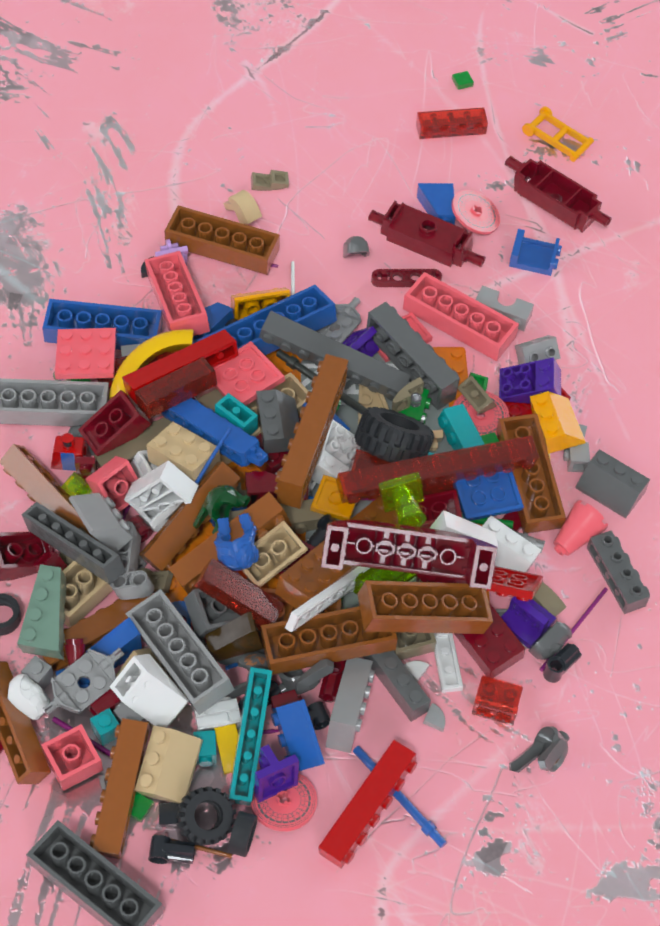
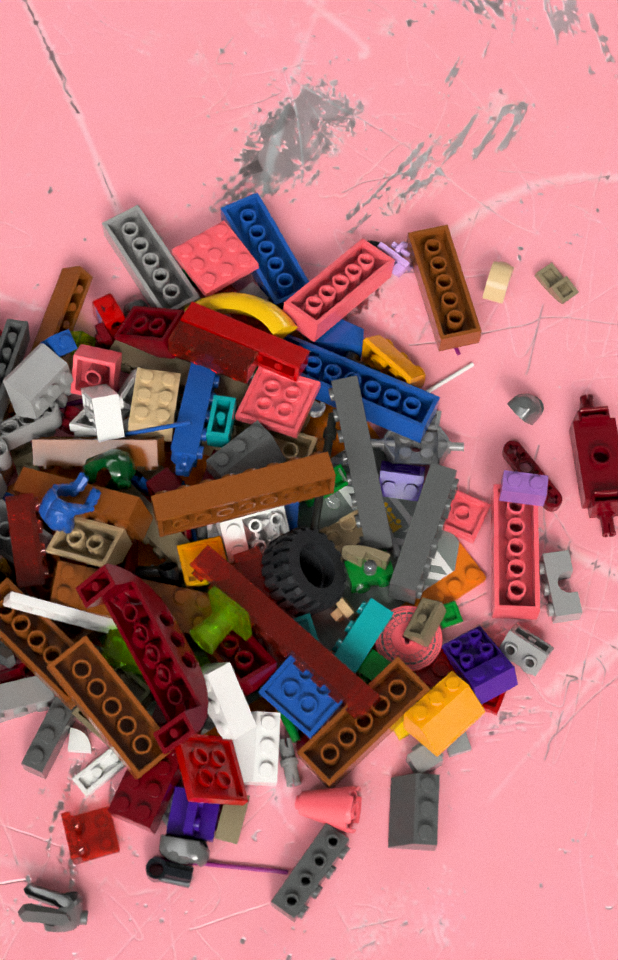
camera: 60 degrees right, 10 degrees up
(75, 486) = (61, 343): none -> blue brick
(424, 276) = (523, 488): none -> medium lavender brick
(435, 718) = (39, 789): light grey tile -> none

